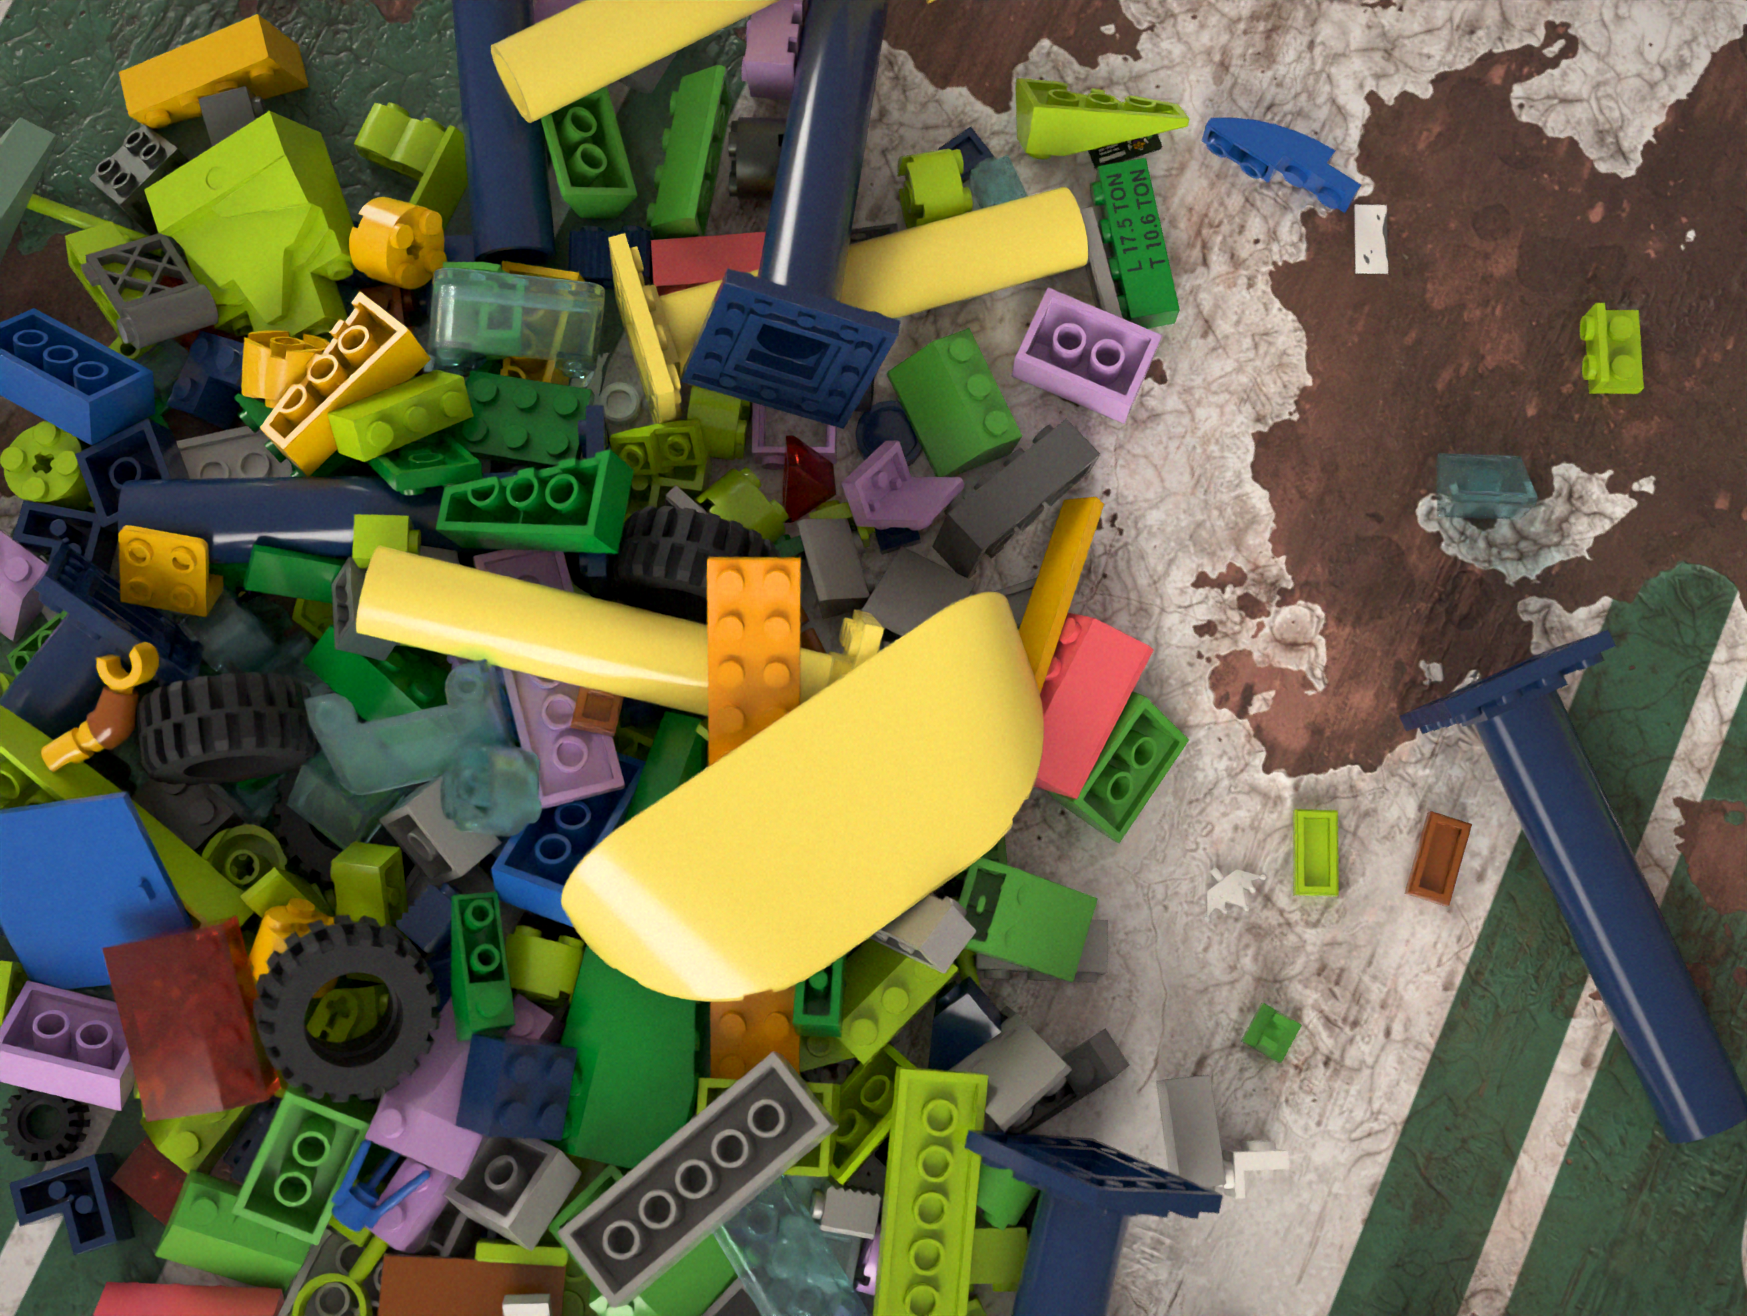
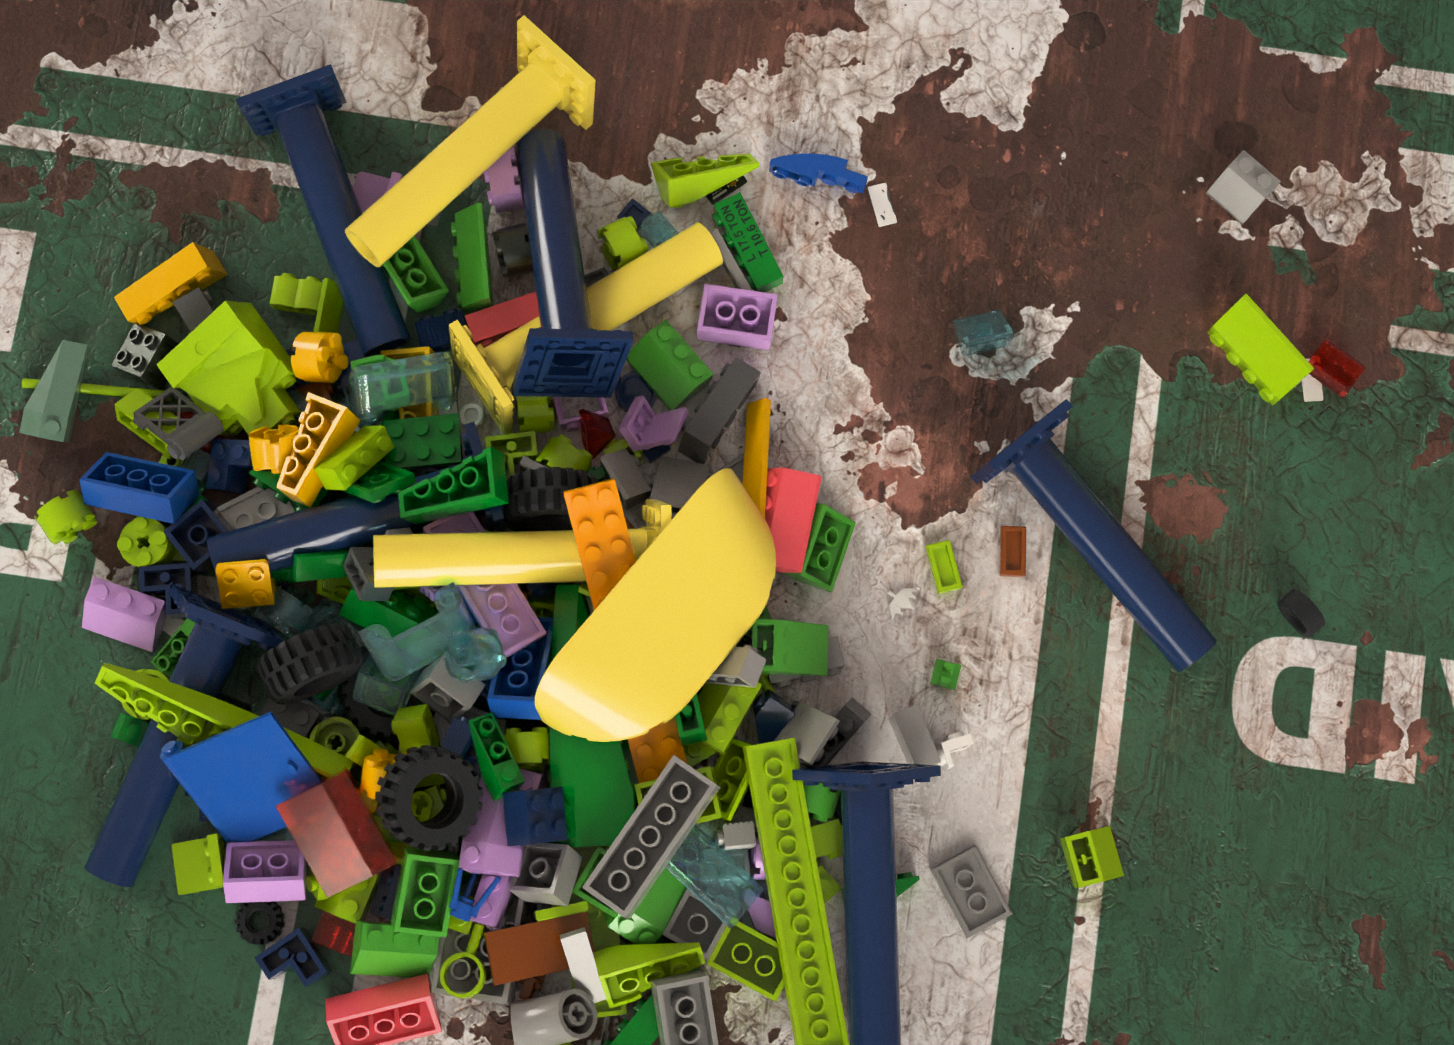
camera: 25 degrees left, 0 degrees up
(114, 713) = (245, 674): yellow piece -> none
(386, 531) = (366, 528): lime brick -> none
(597, 711) = (519, 596): dark orange tile -> none
(660, 446) = (508, 434): lime slope -> none
(1613, 351) = (1036, 235): lime bracket -> none

